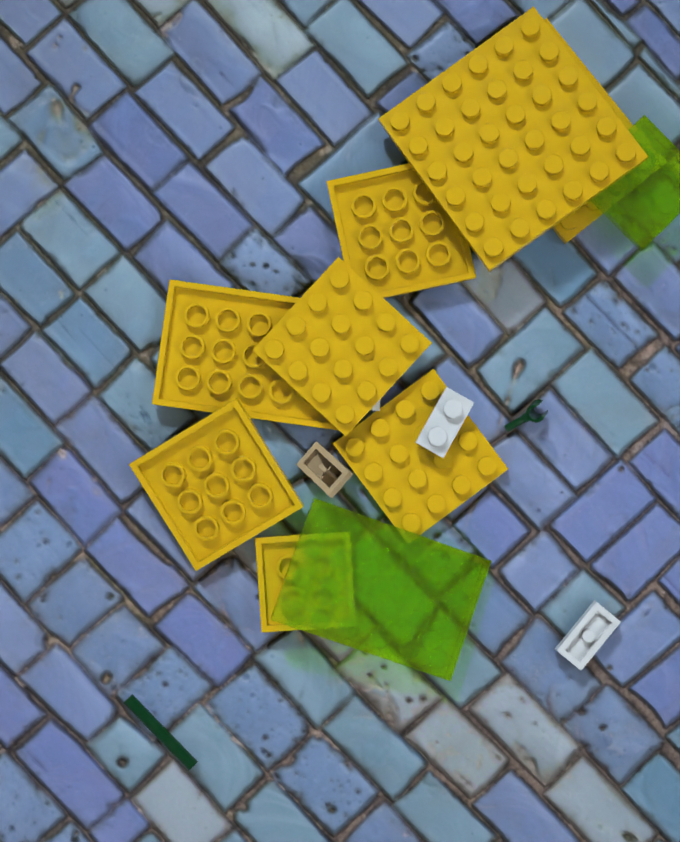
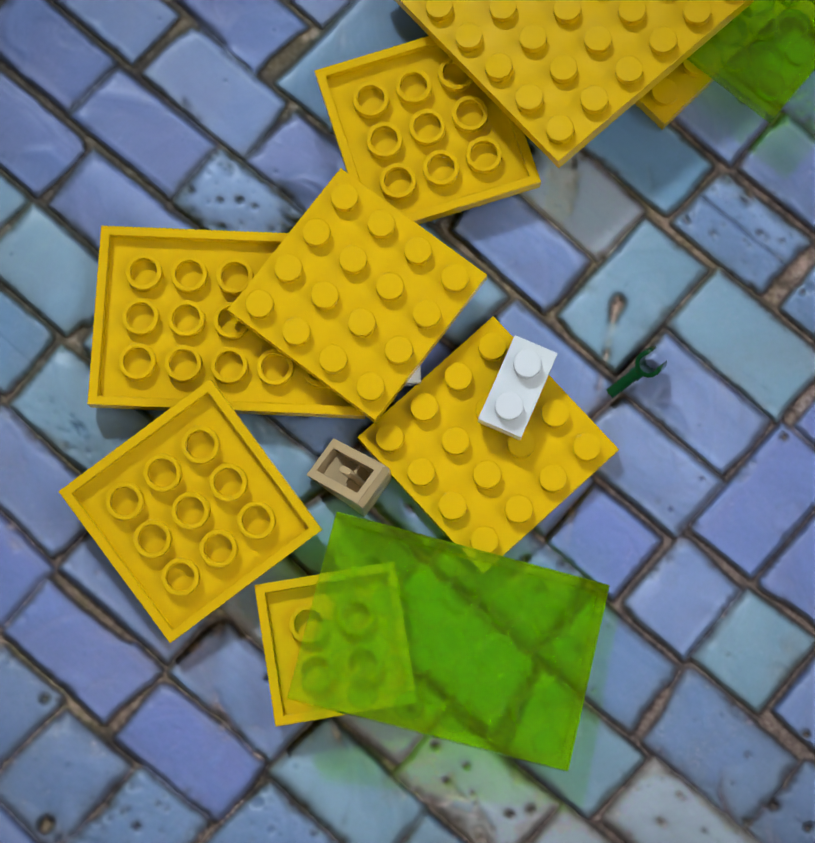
camera: 10 degrees left, 10 degrees down
(587, 635) = (767, 684): white plate -> none

